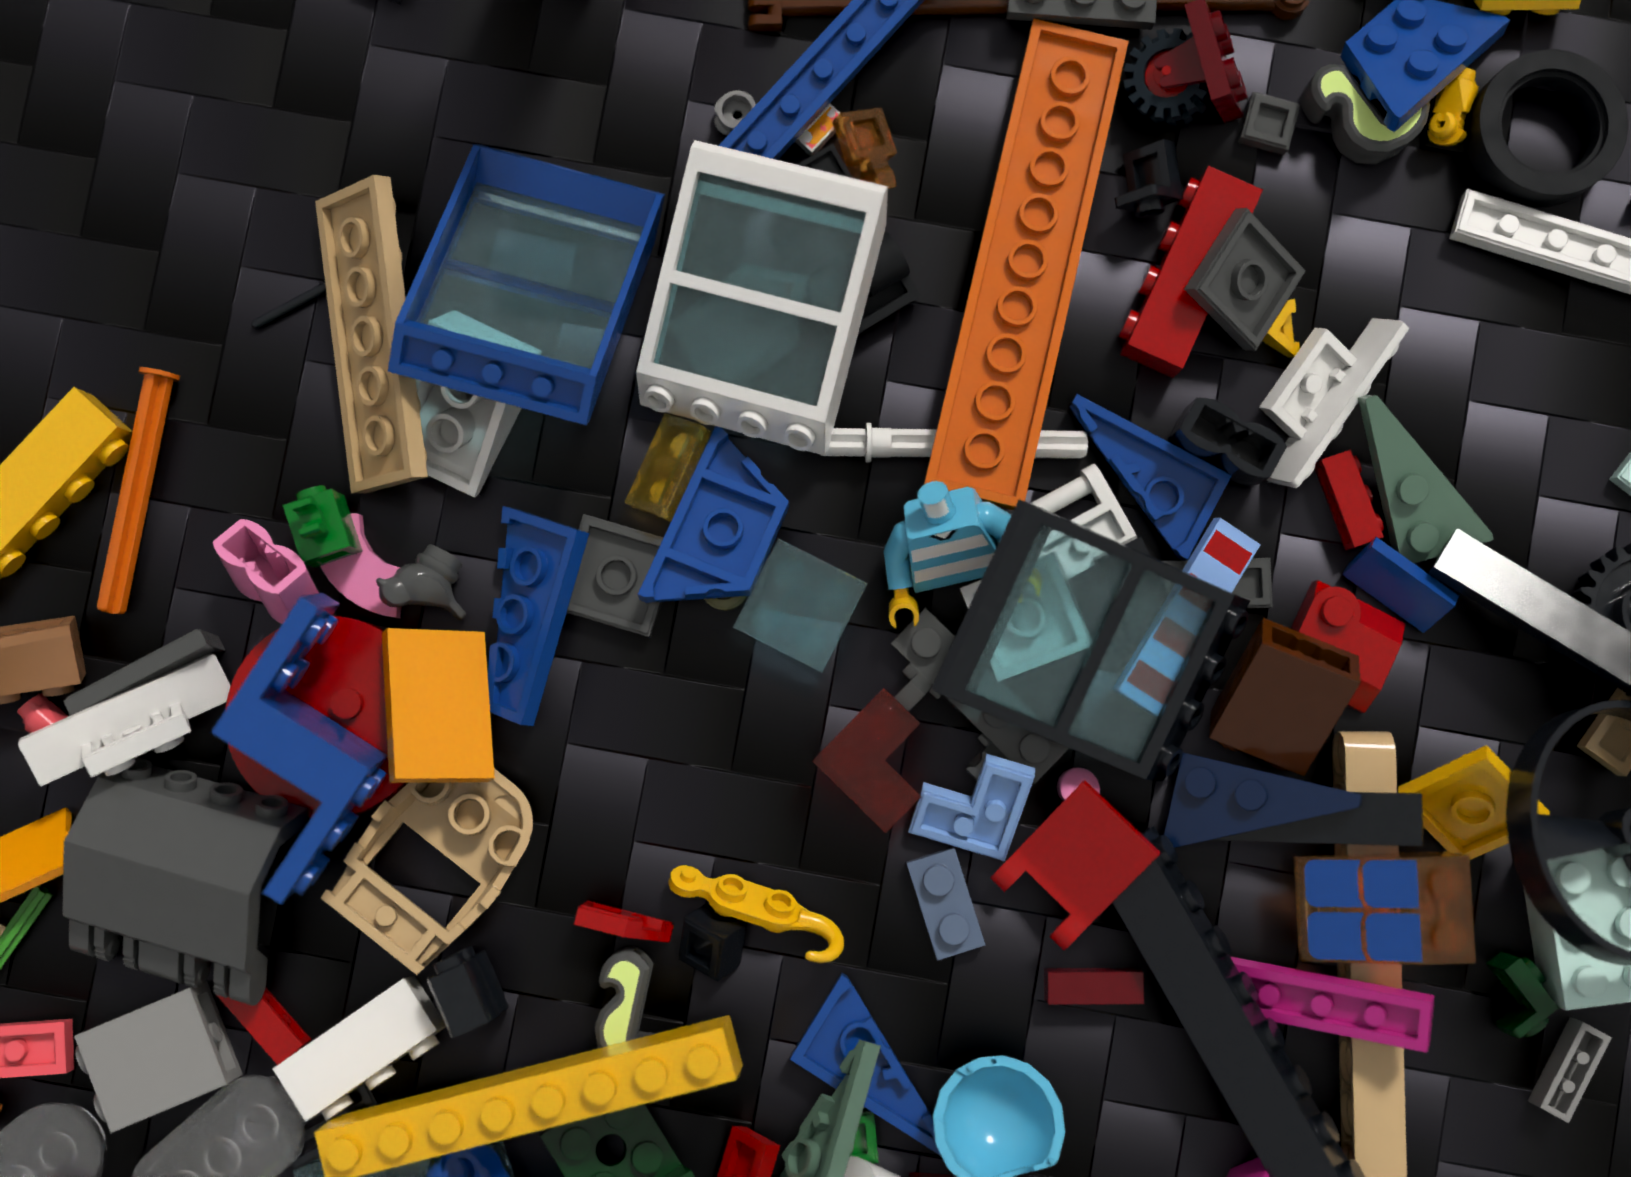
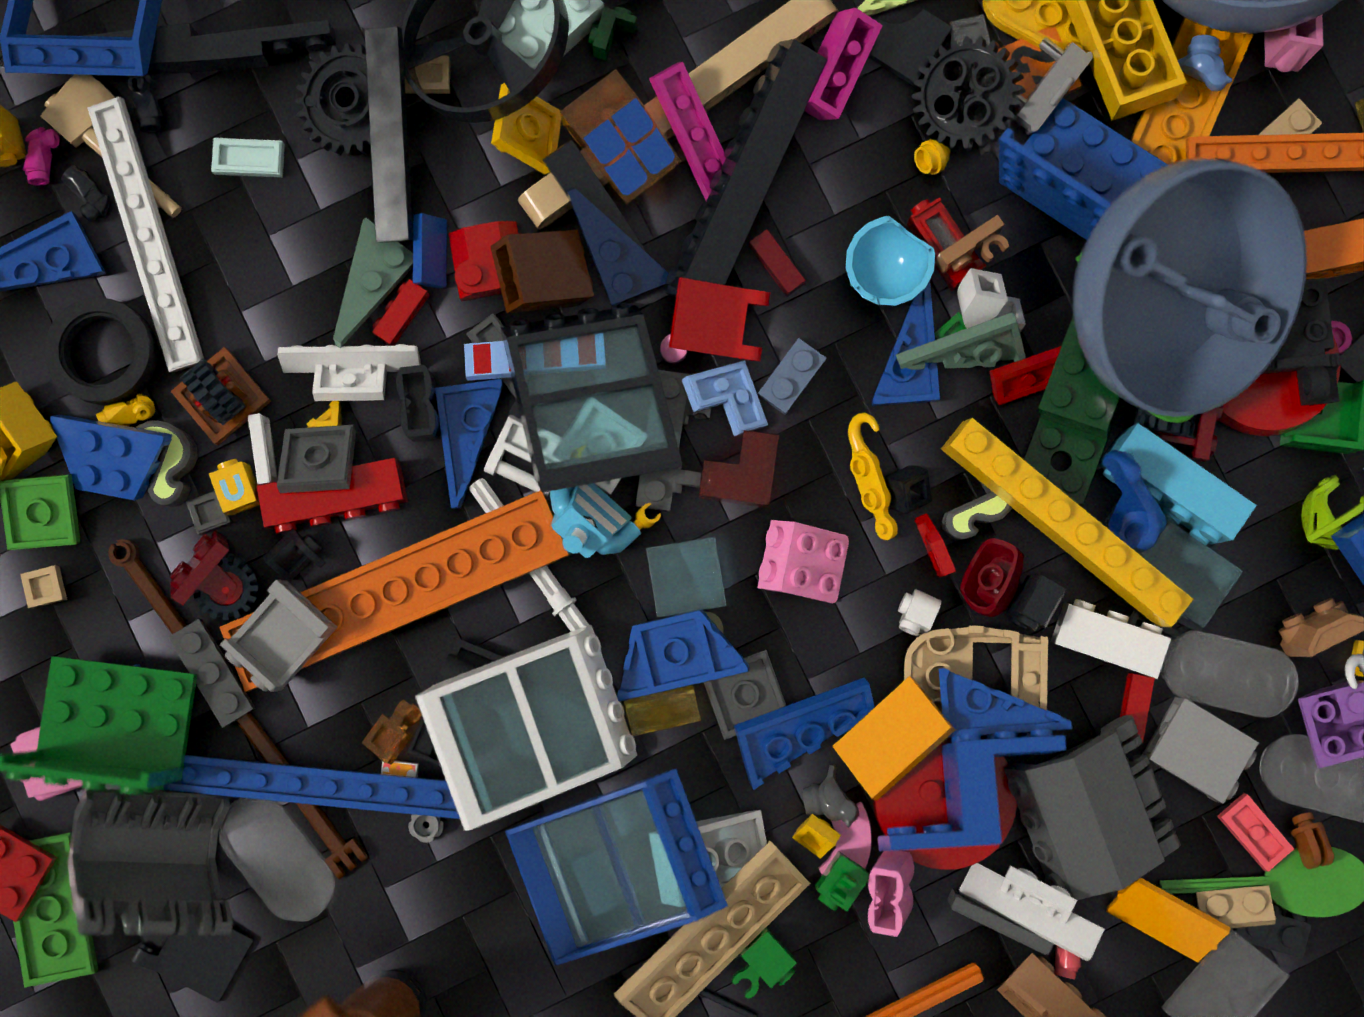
camera: 130 degrees left, 0 degrees up
(304, 380) = (767, 960): none -> green brick
(387, 834) = (983, 710): none -> blue wing
(397, 538) = (816, 835): none -> yellow plate
(535, 963) = (992, 577): none -> dark red piece
(561, 845) = (918, 612): none -> white plate
(718, 754) = (803, 561): none -> bright pink bracket
(1068, 93) = (278, 637): none -> light grey panel
(1279, 168) = (235, 486): none -> yellow brick
(1301, 230) = (262, 449): none -> white tile
(1399, 226) = (220, 395): none -> plate

